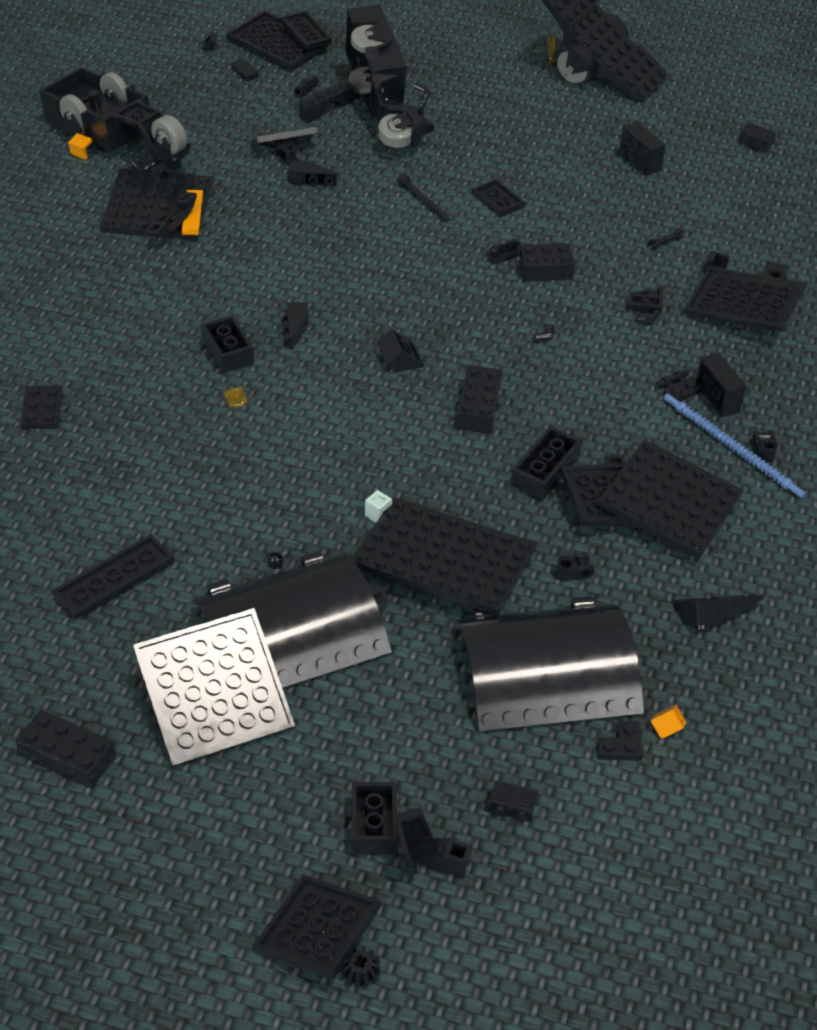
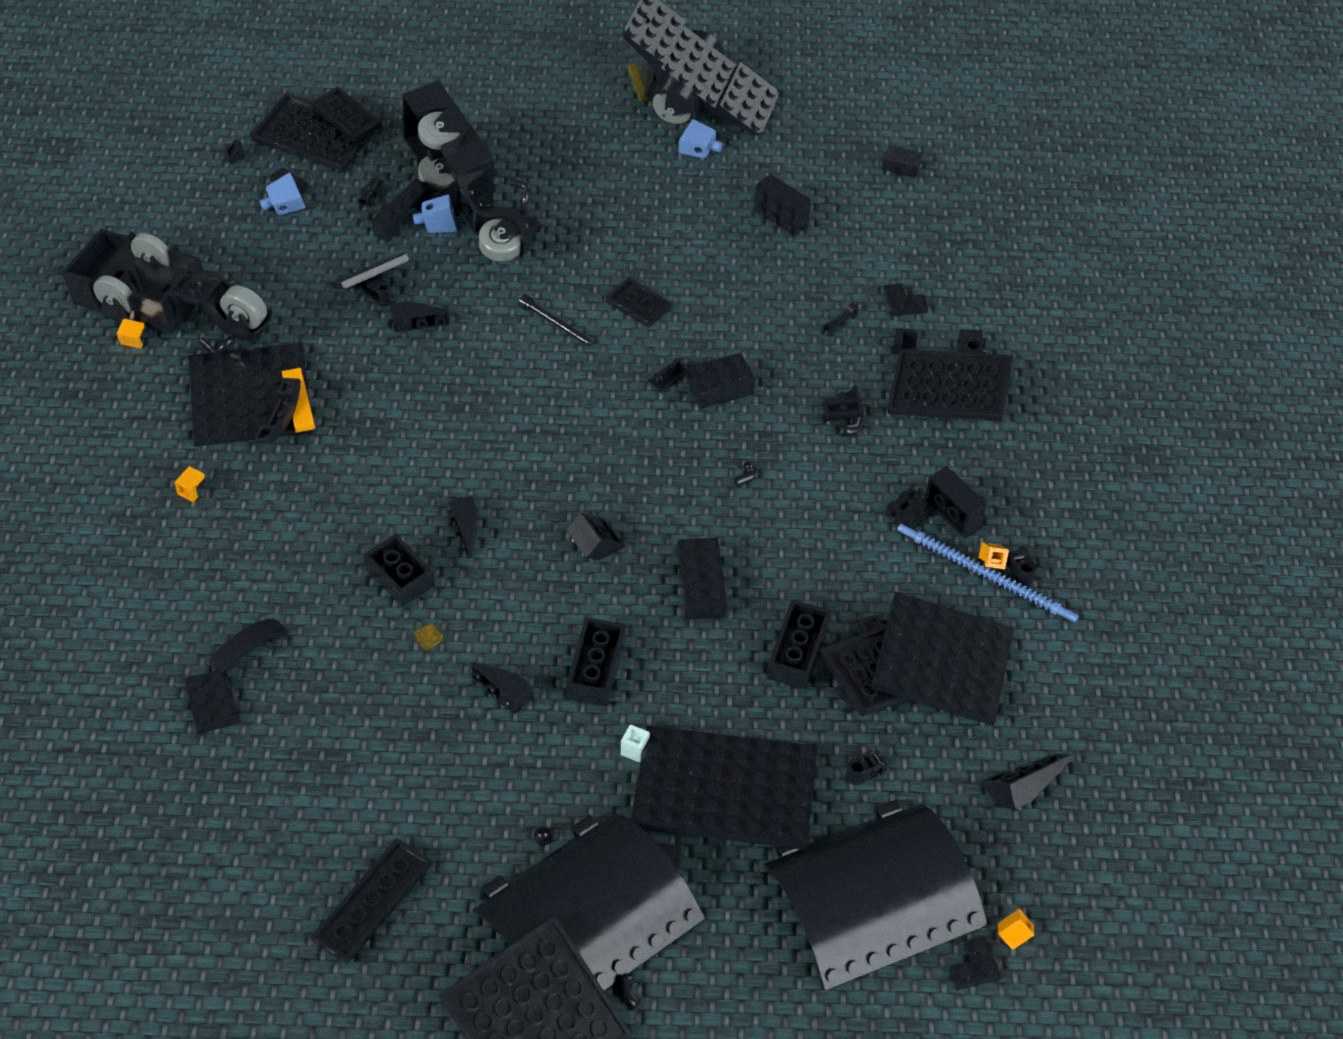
camera: 15 degrees left, 5 degrees up
(65, 376) = (245, 641): none -> black slope
(81, 253) = (187, 483): none -> light orange panel
(235, 76) = (283, 196): none -> medium blue torso
(285, 444) = (506, 686): none -> black slope
(302, 692) = (625, 990): none -> black arm
(353, 109) = (437, 215): none -> medium blue torso
(366, 440) = (596, 662): none -> black brick
(587, 95) = (698, 140): none -> medium blue torso
(722, 238) = (901, 304): none -> black plate
(742, 431) = (993, 555): none -> light orange brick

